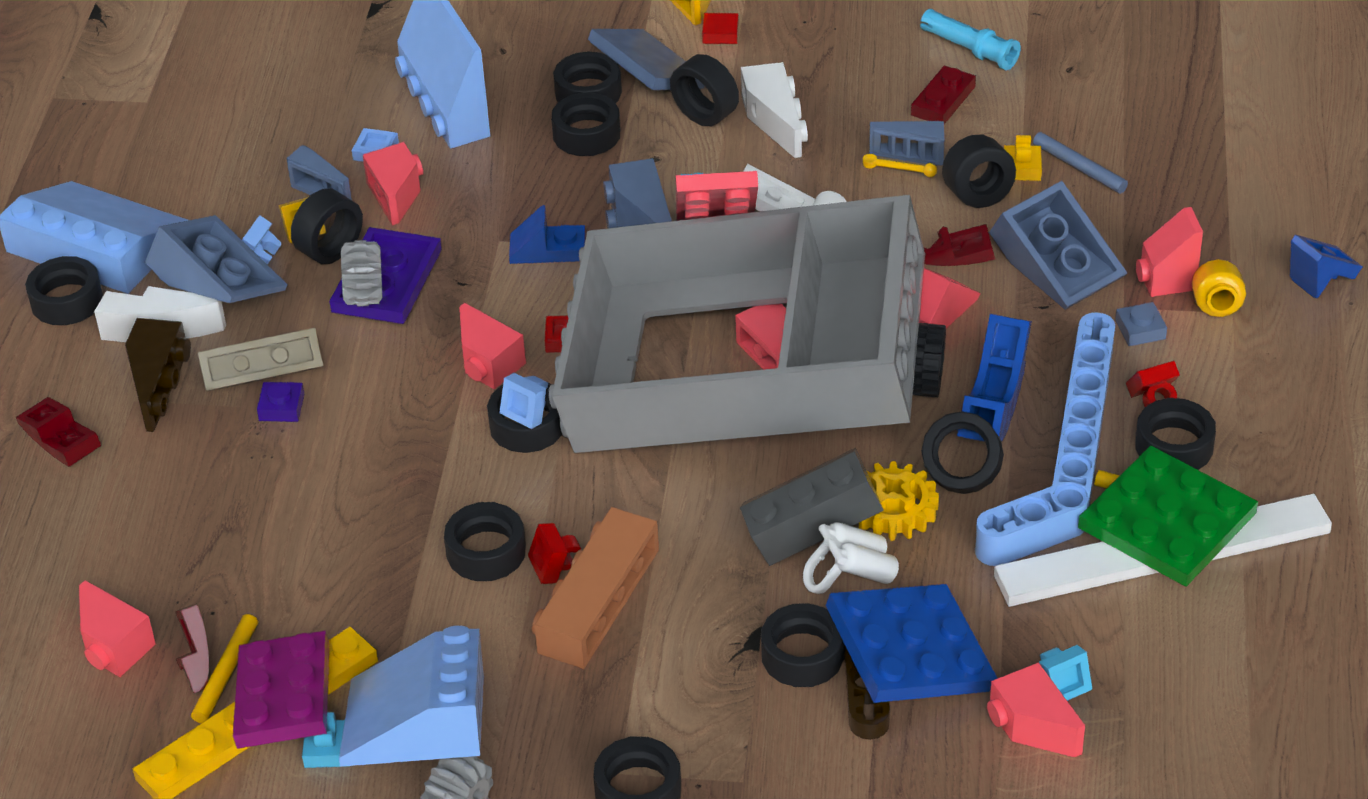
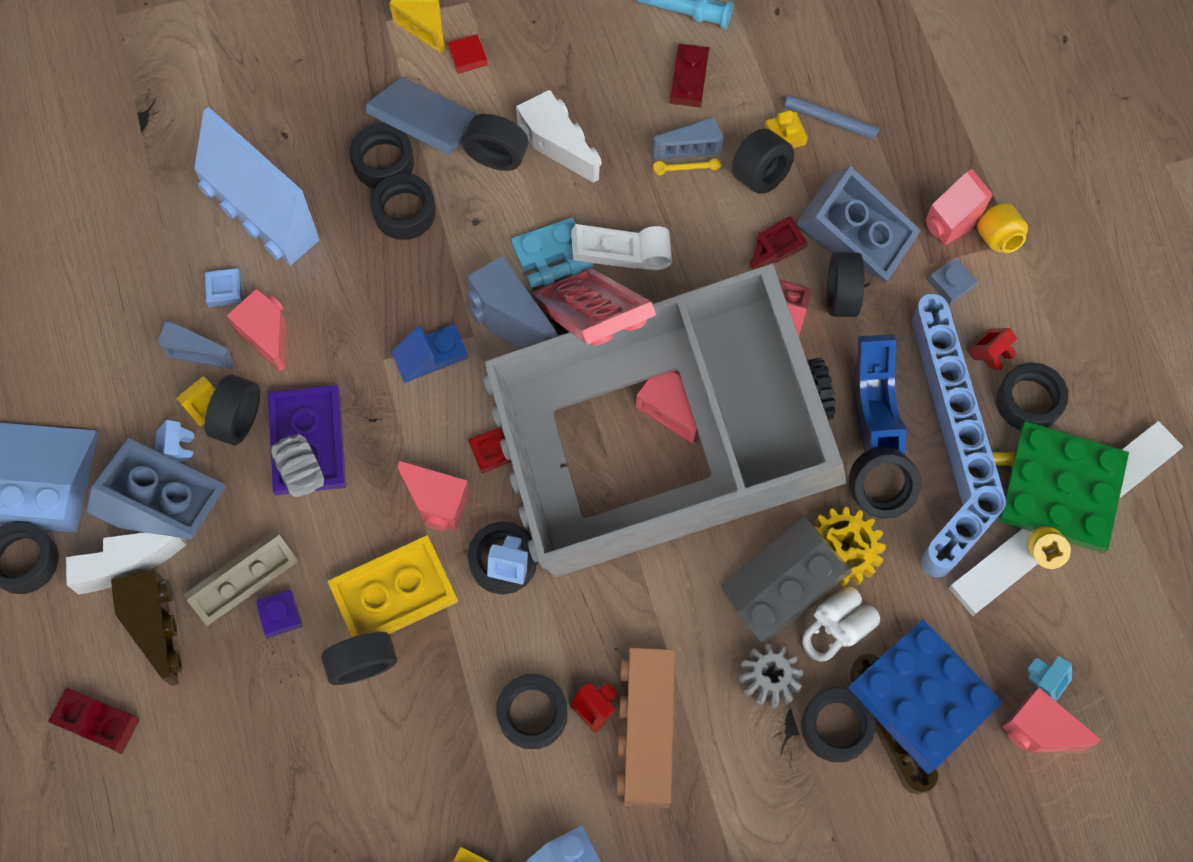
camera: 25 degrees left, 25 degrees up
(339, 421) = (359, 658): none -> black tyre
(401, 411) = (393, 590): none -> yellow plate
(751, 582) = (762, 685): none -> light grey gear
(1010, 282) = (845, 284): none -> black tyre
(1122, 556) = (1045, 539): none -> yellow wheel
(1317, 262) = (1070, 177): blue slope -> none

